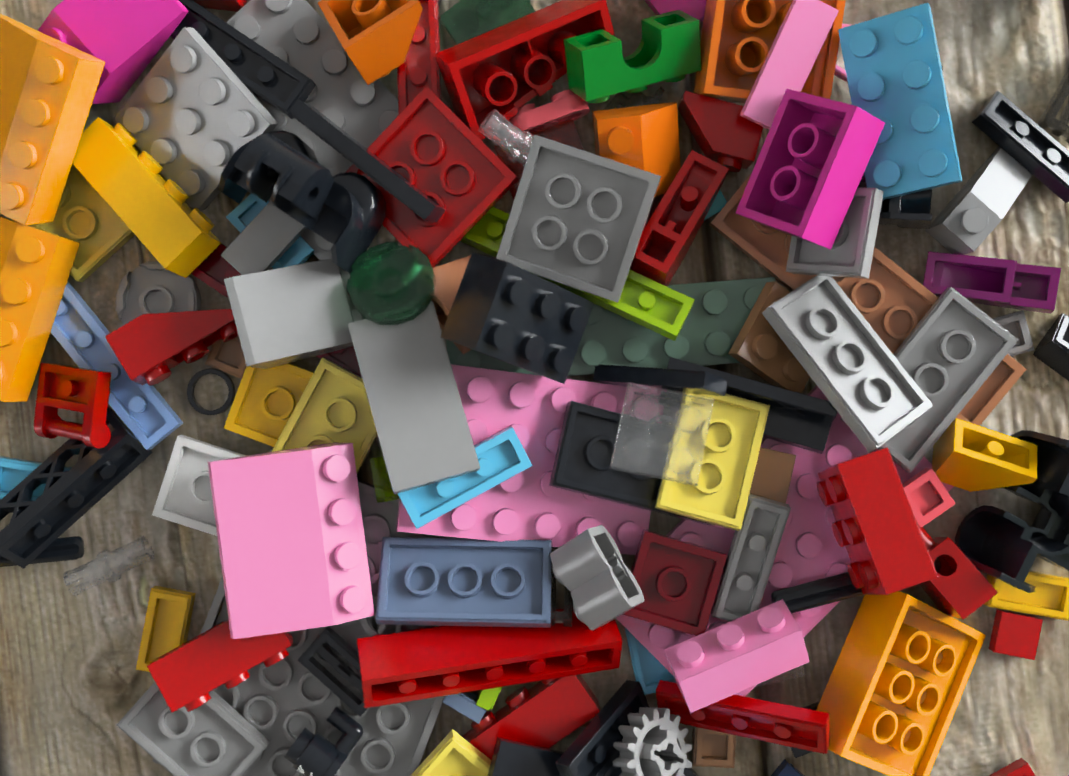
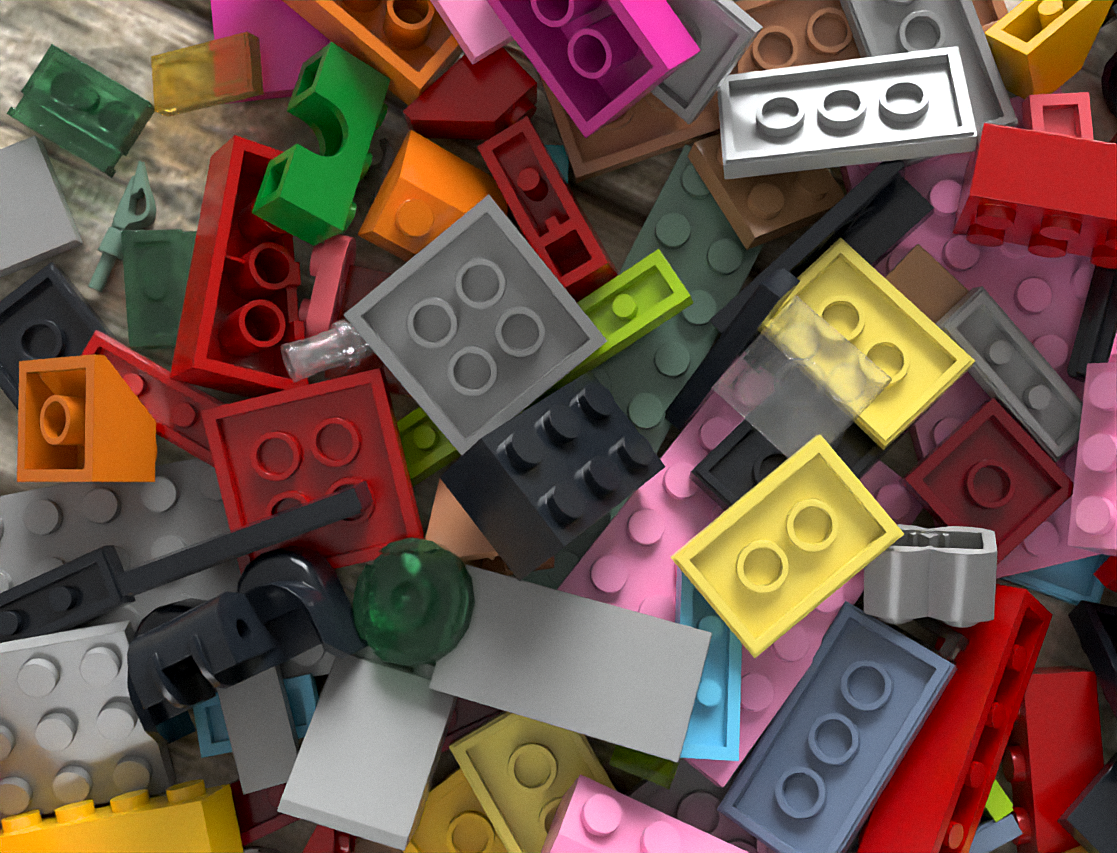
camera: 55 degrees left, 5 degrees down
(559, 481) = (787, 545): none -> light yellow tile

